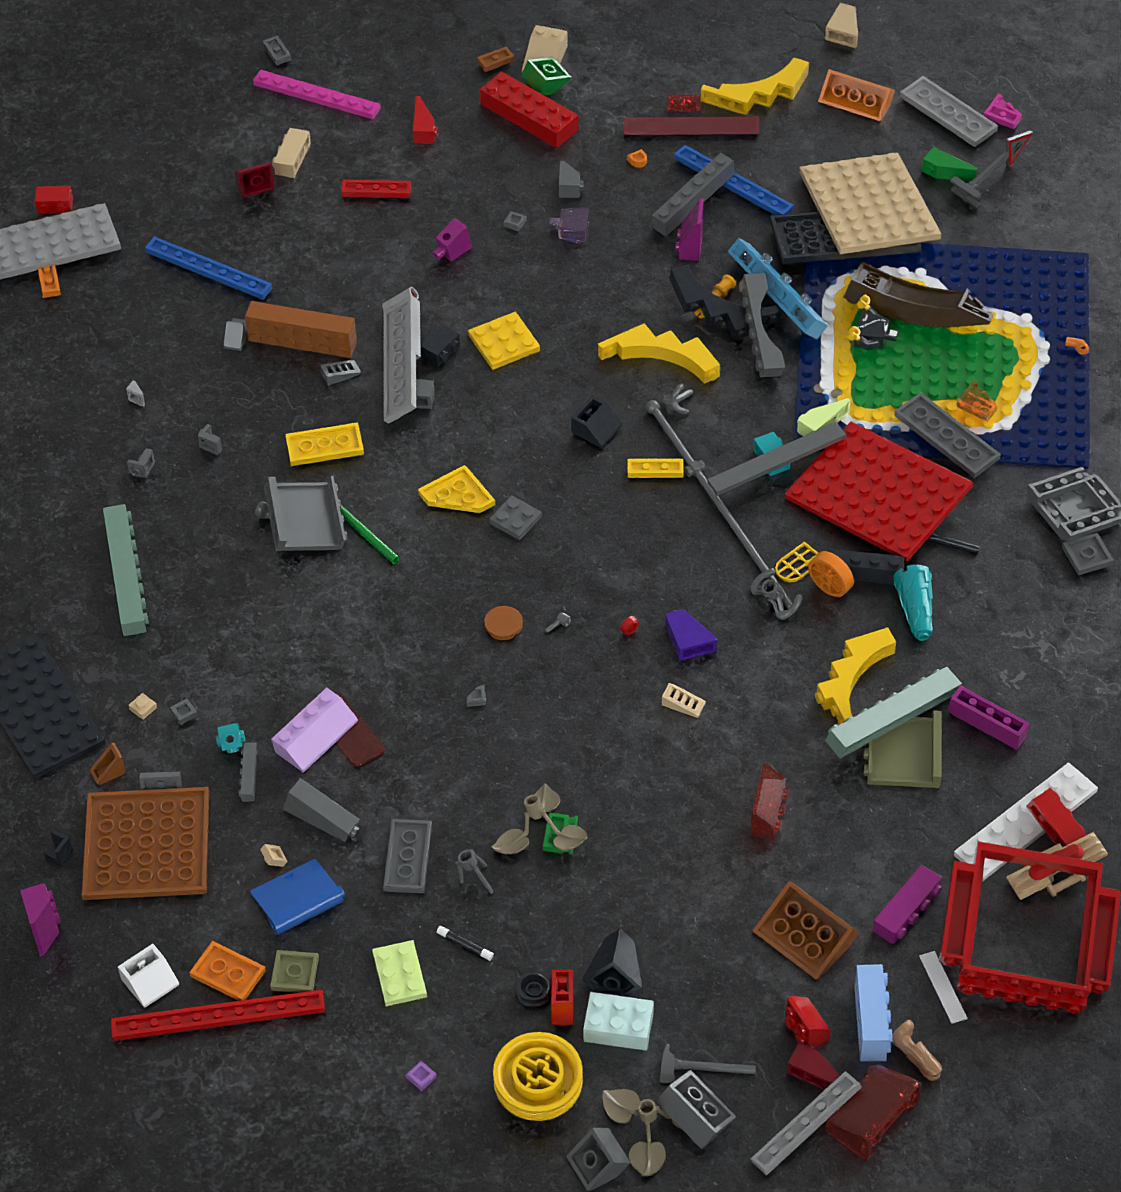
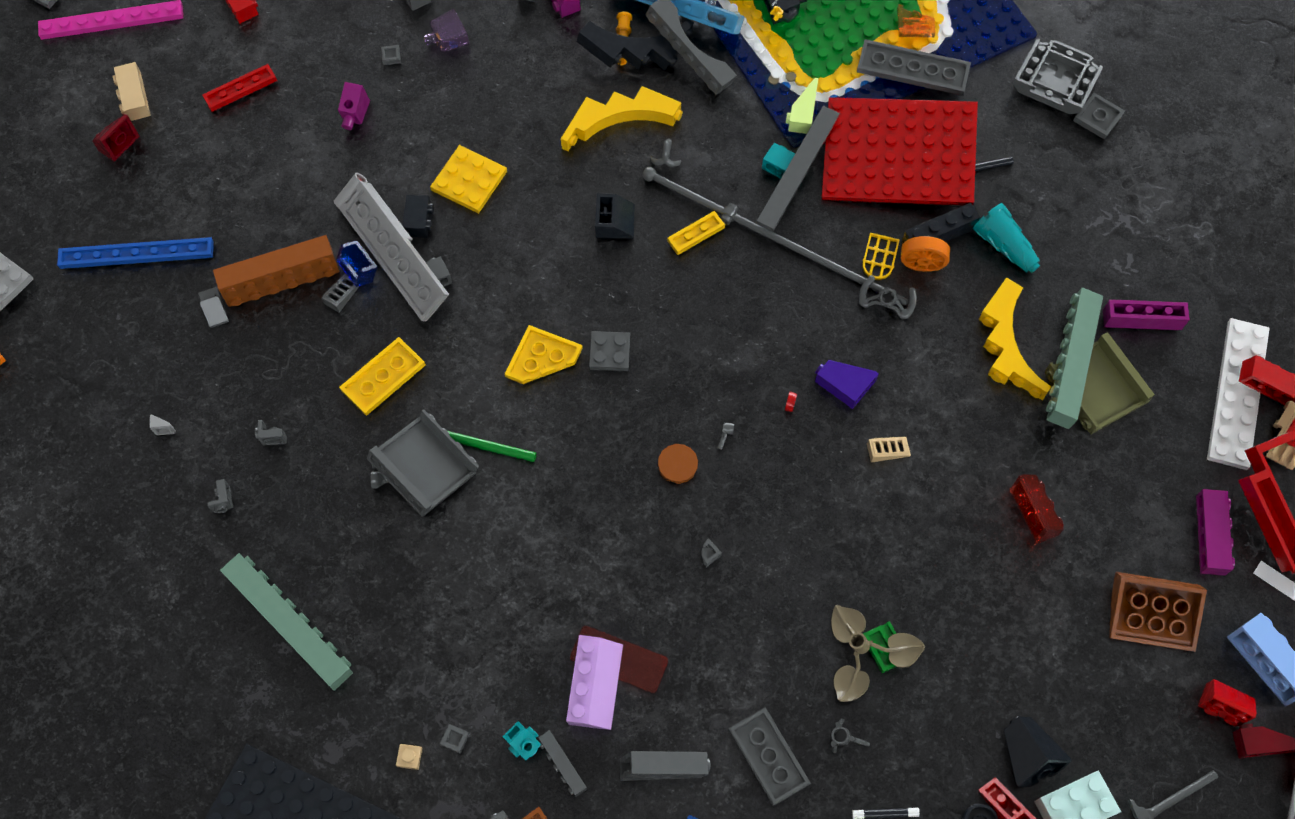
camera: 35 degrees left, 15 degrees up
(366, 355) = (356, 263): none -> clear blue panel

